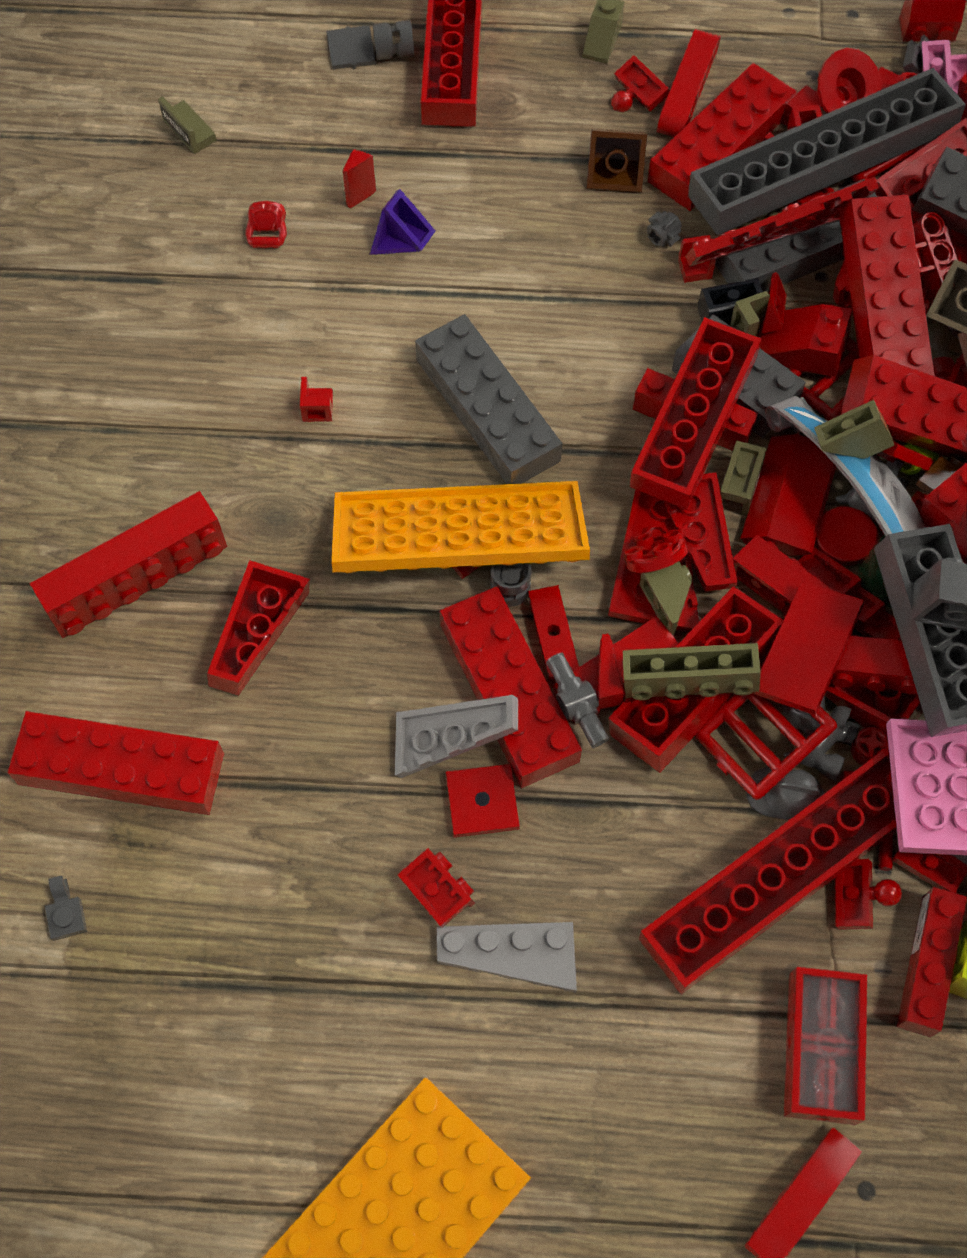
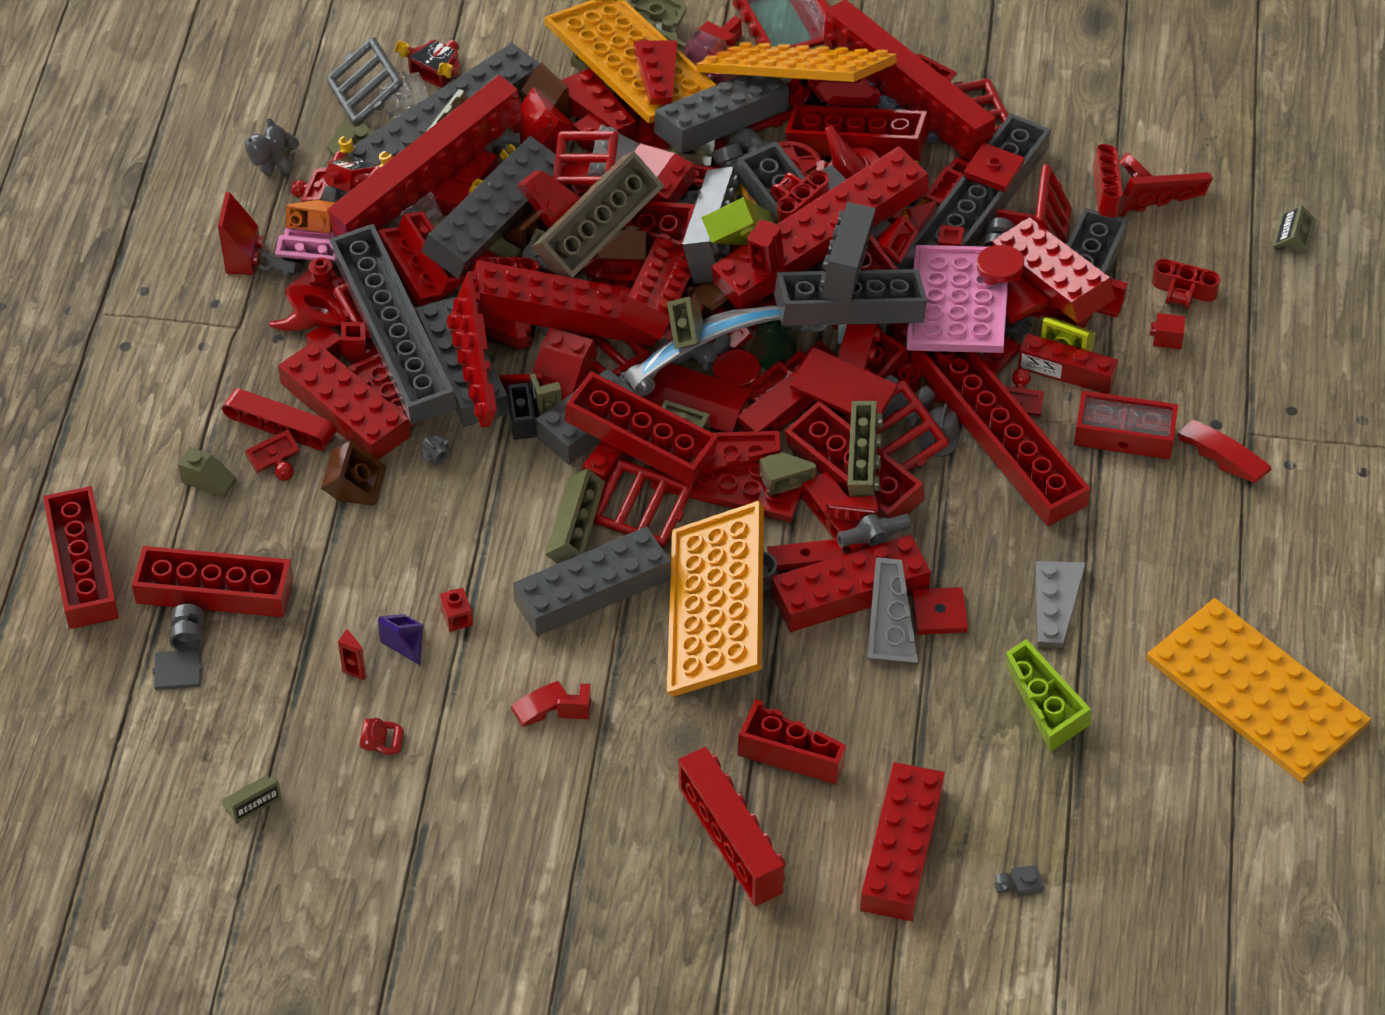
camera: 85 degrees left, 15 degrees down
(313, 364) = (536, 704): none -> red slope
(339, 934) = (1049, 698): none -> lime wedge
(436, 887) = (1009, 634): red bracket -> none
(438, 272) = (456, 609): none -> red brick
(576, 374) = (575, 516): none -> olive brick
(582, 425) = (641, 474): none -> red bar
(655, 552) = (753, 473): red tile -> none
(696, 272) = (469, 431): red panel -> none

